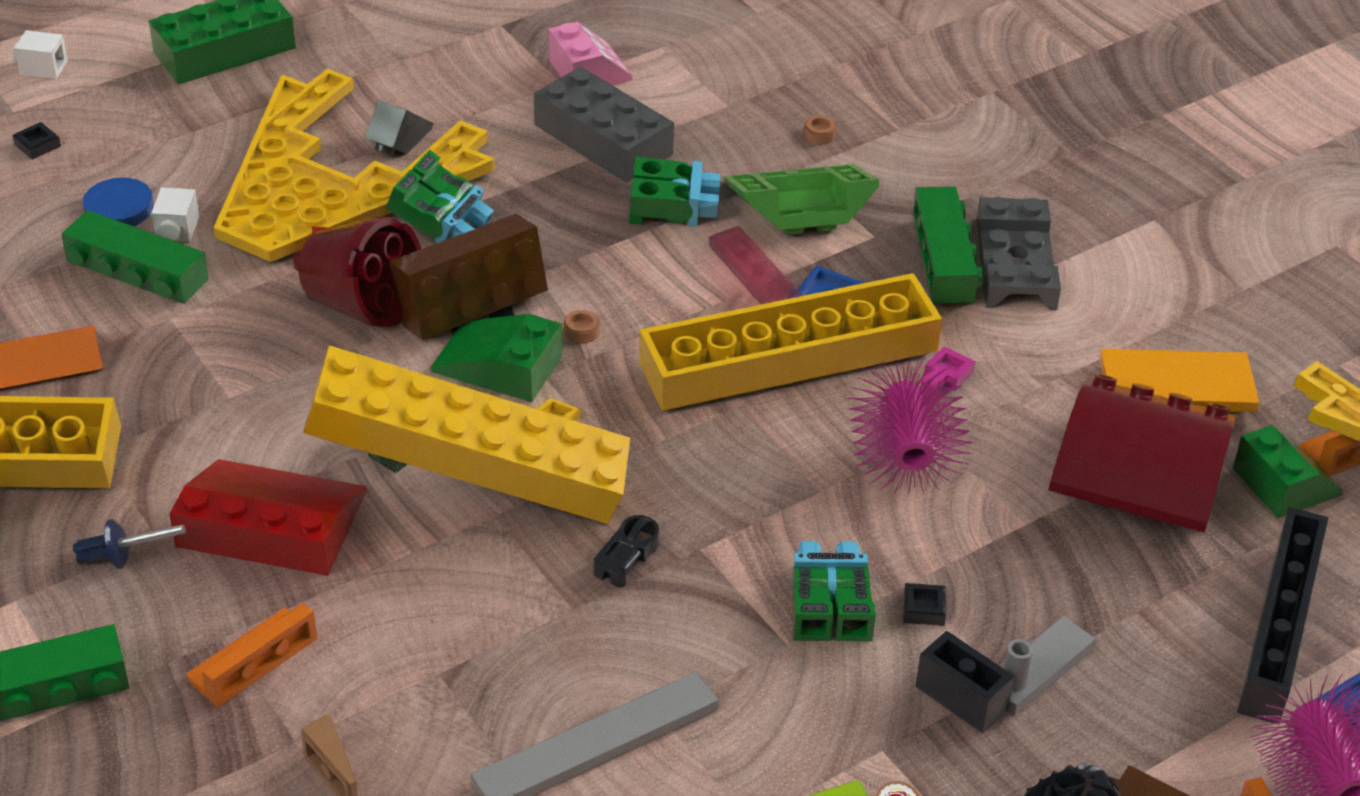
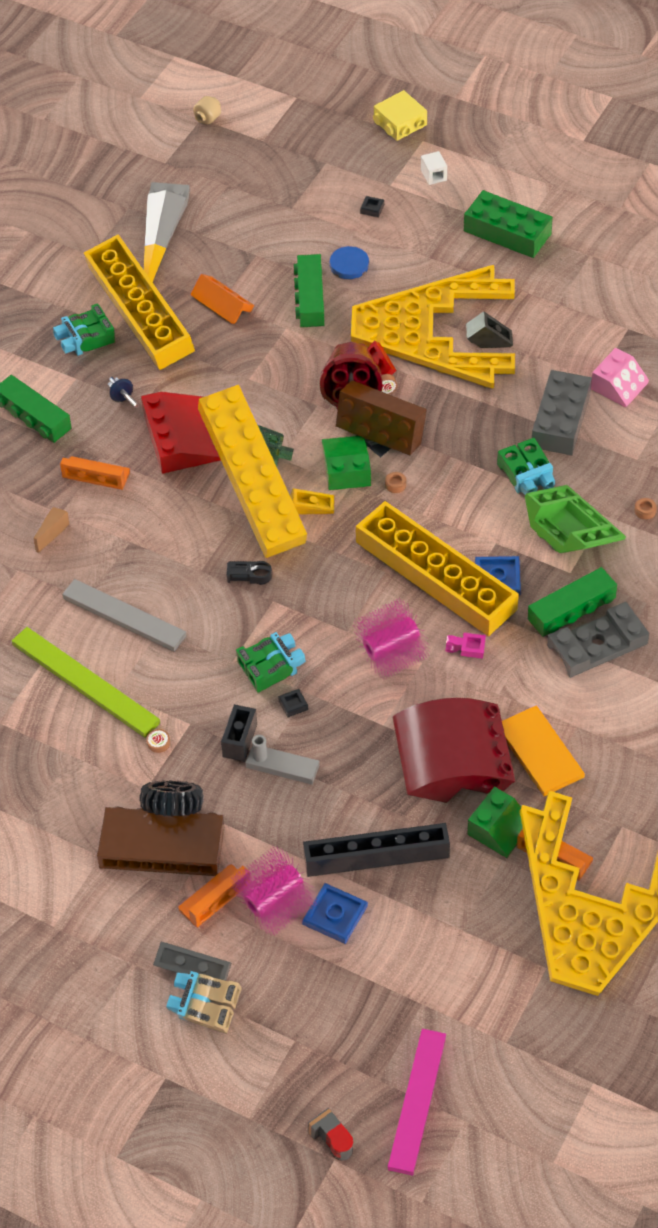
camera: 65 degrees right, 10 degrees up
(175, 214) = (351, 287): white brick -> none
(438, 200) = (435, 386): hips -> none
(752, 266) = (491, 532): clear pink tile -> none

